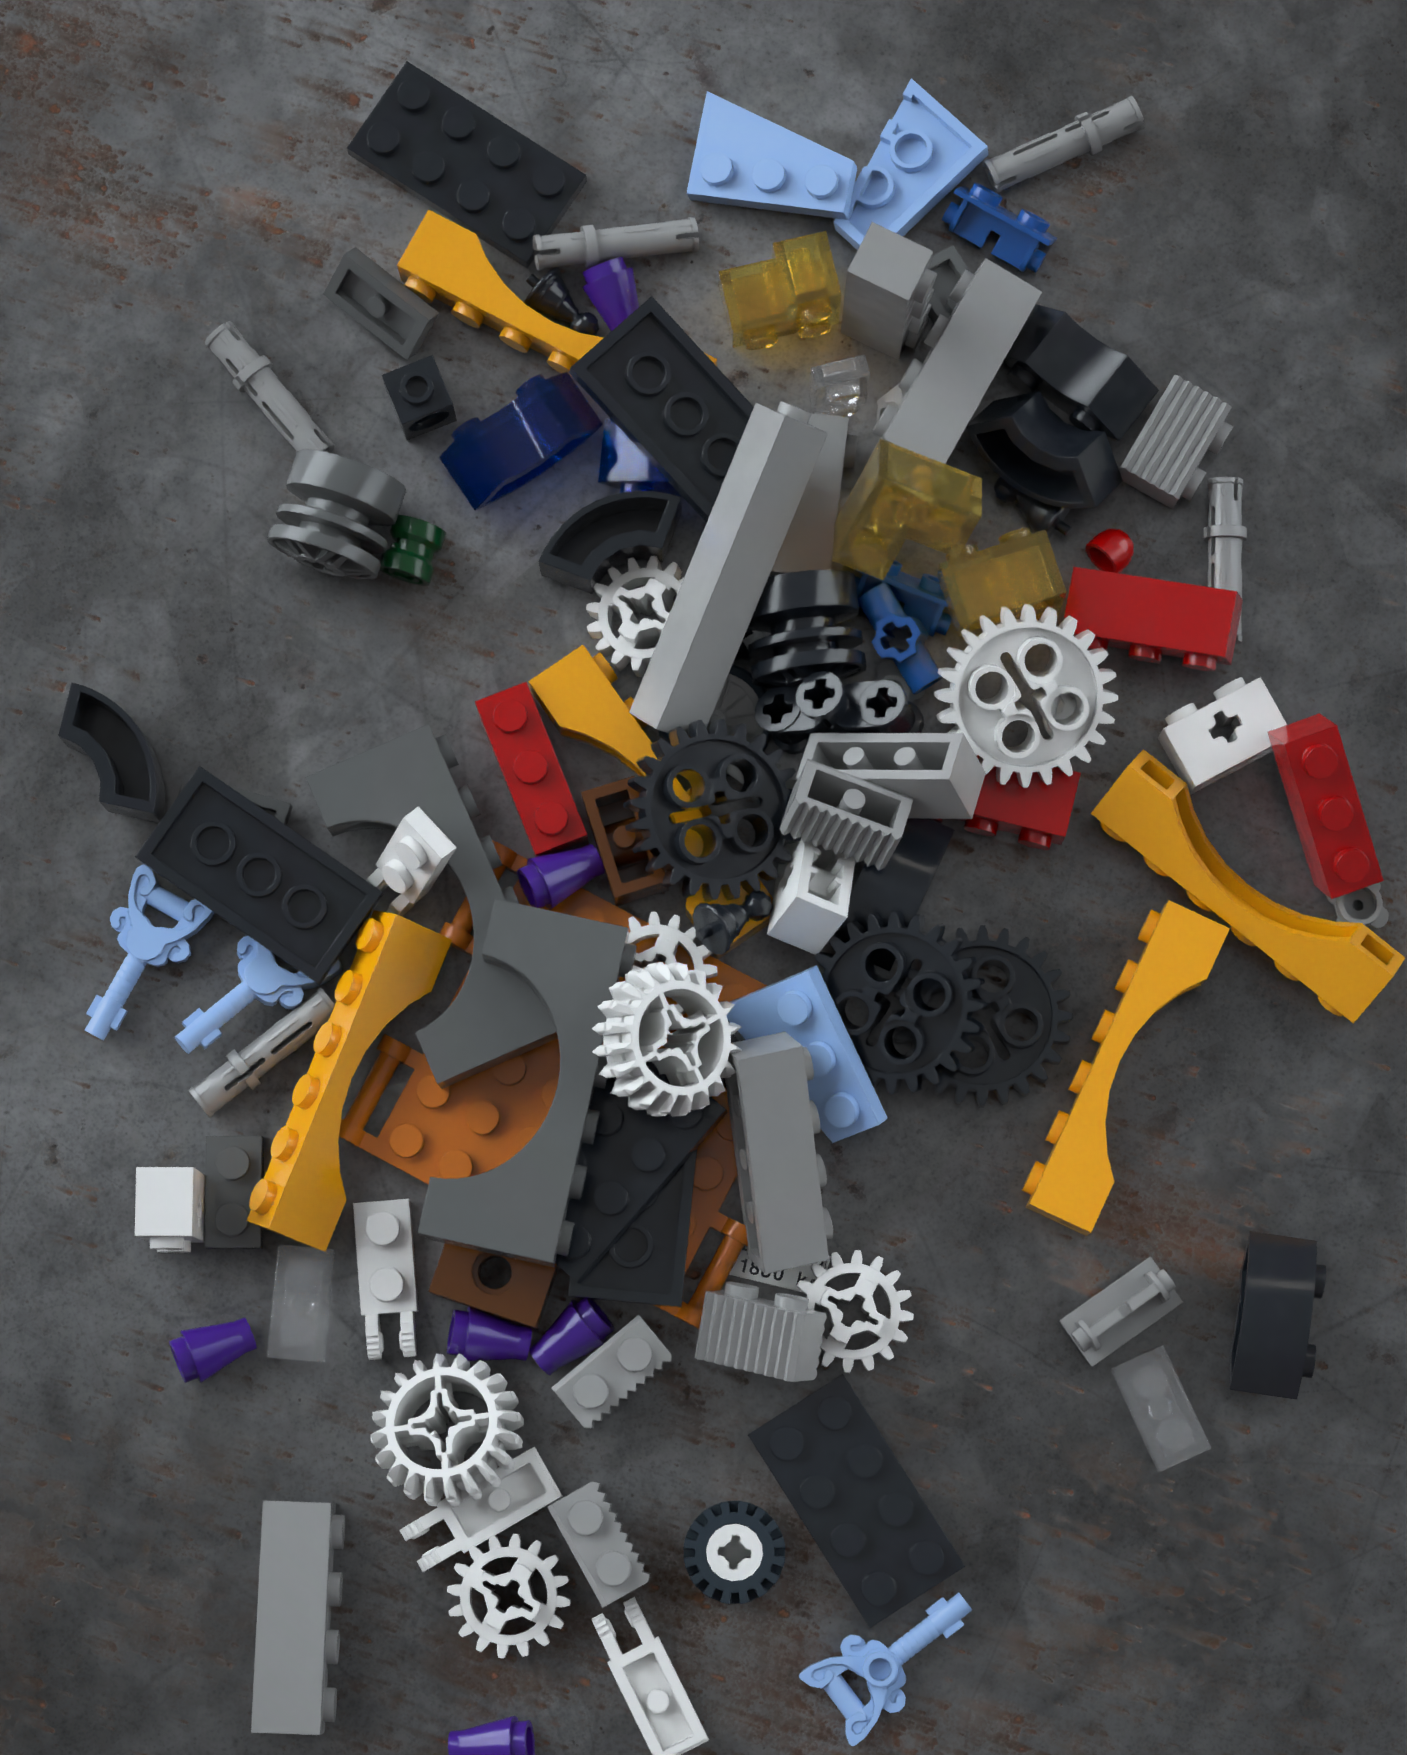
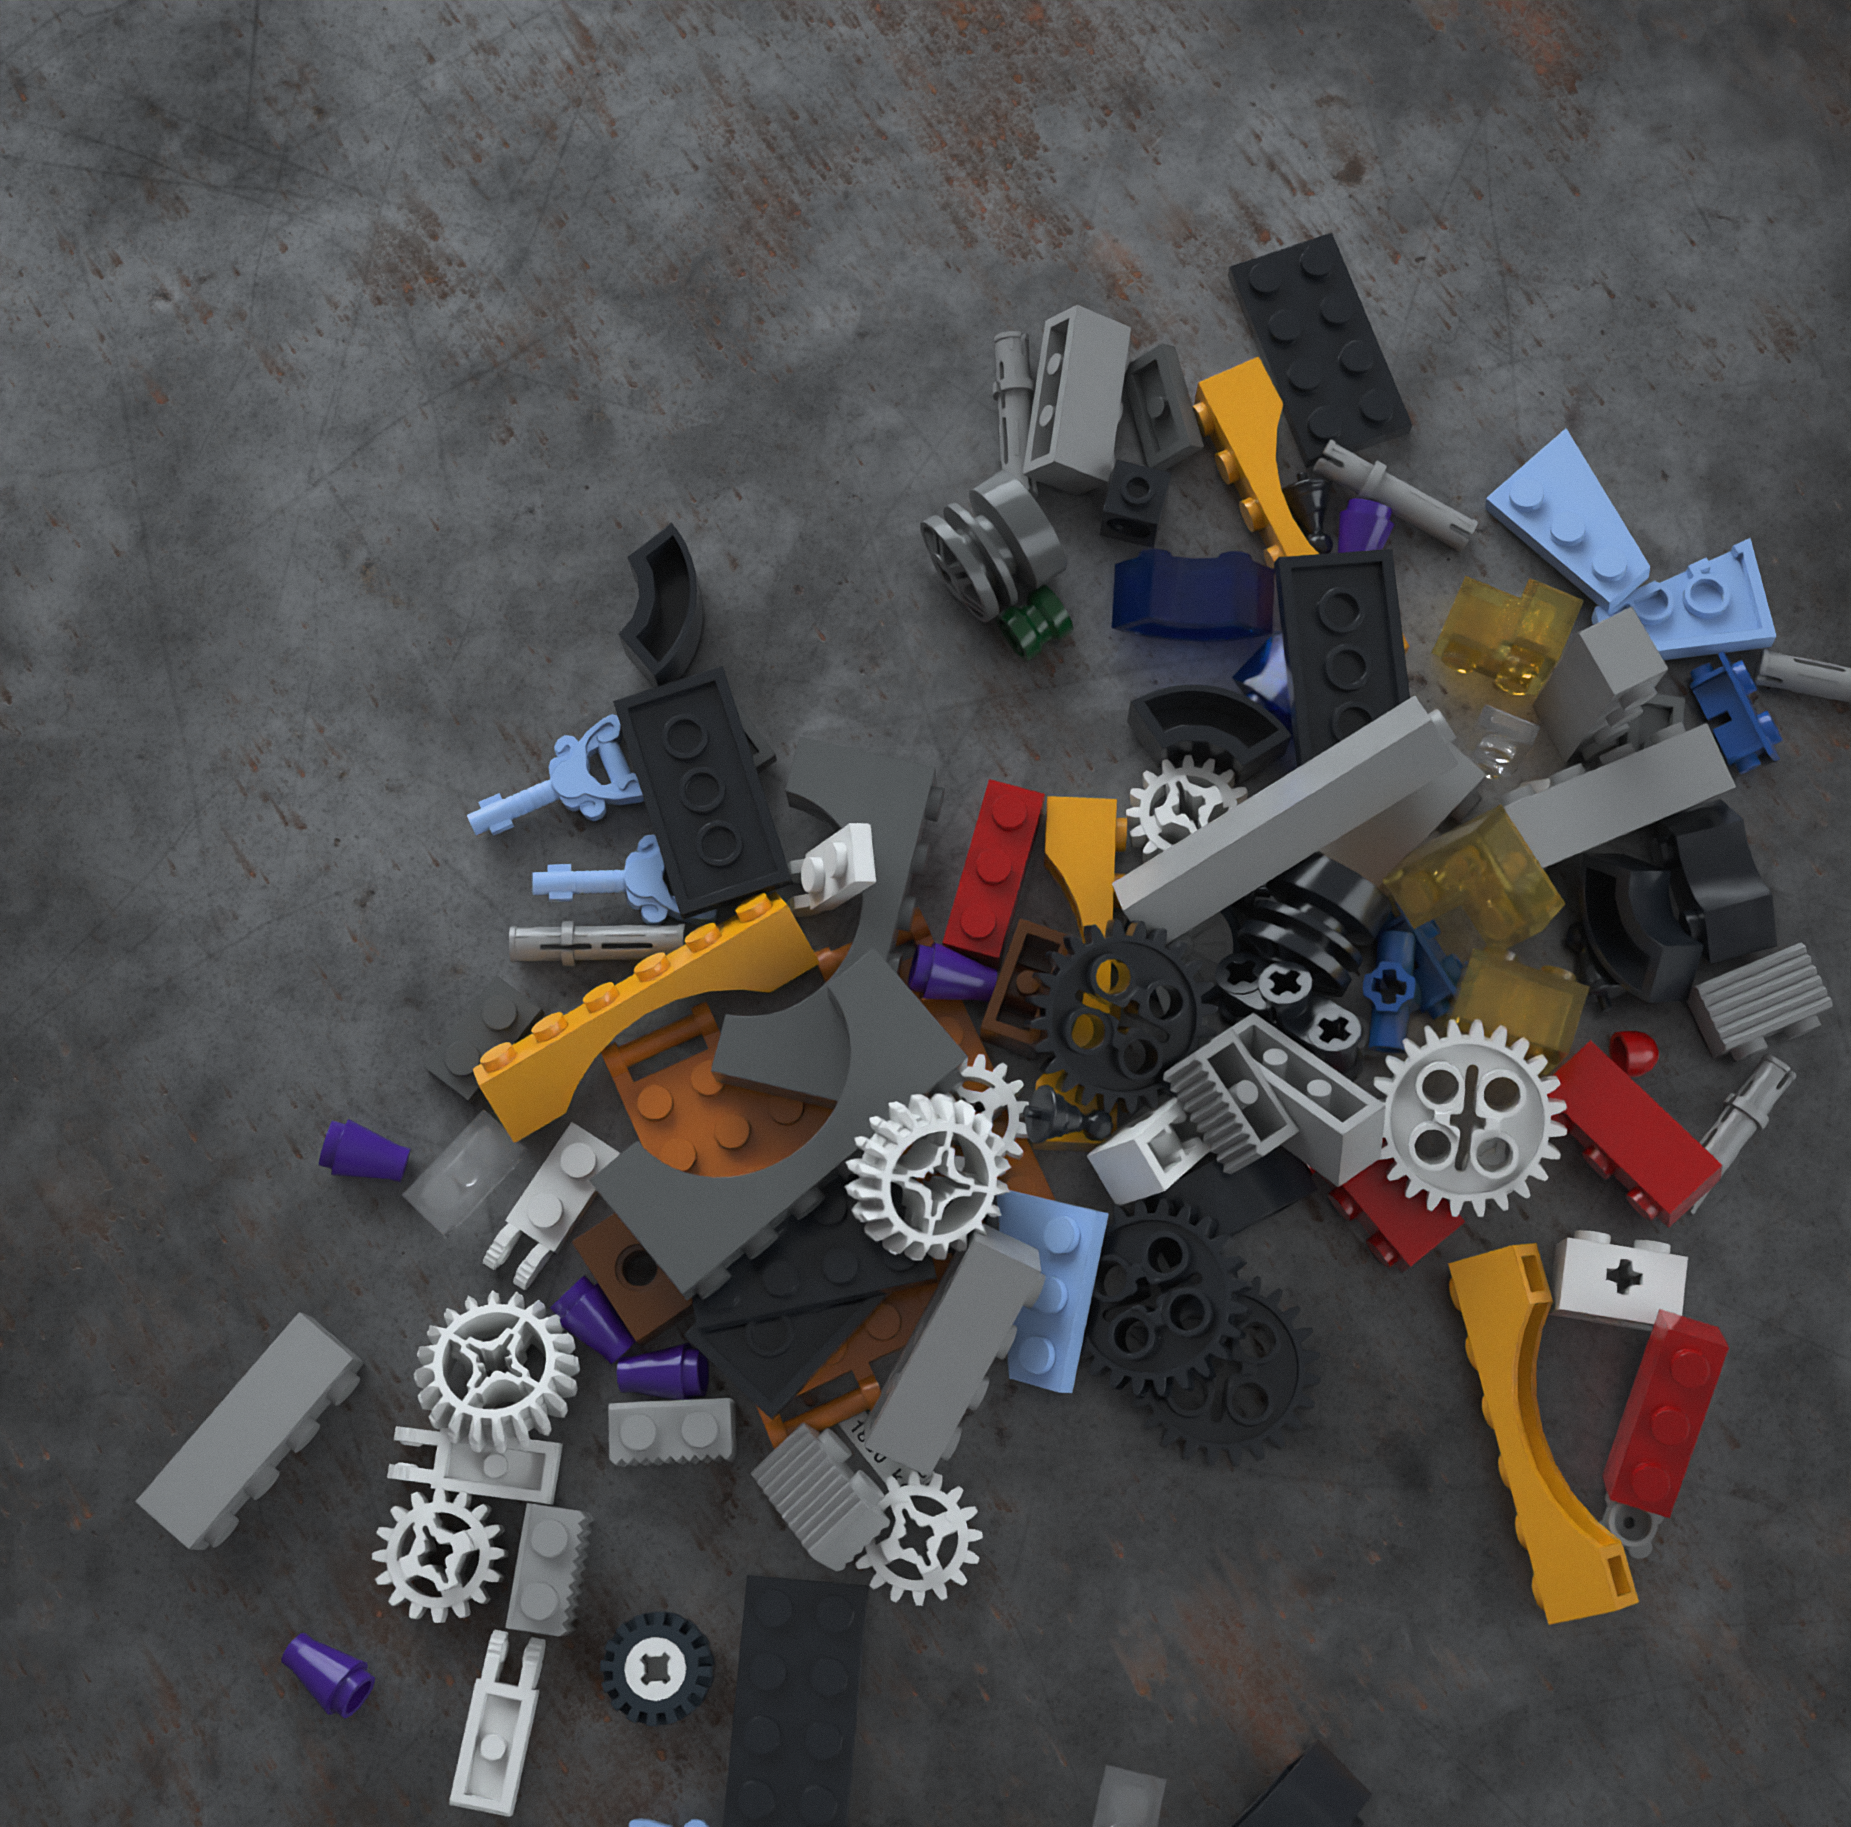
camera: 40 degrees right, 5 degrees down
(170, 1207) = (415, 1008): white brick -> none
(311, 347) = (1077, 401): none -> light grey brick
(1078, 1170) = (1426, 1449): light orange arch -> none
(1121, 1311) = (1152, 1720): light grey hinge -> none

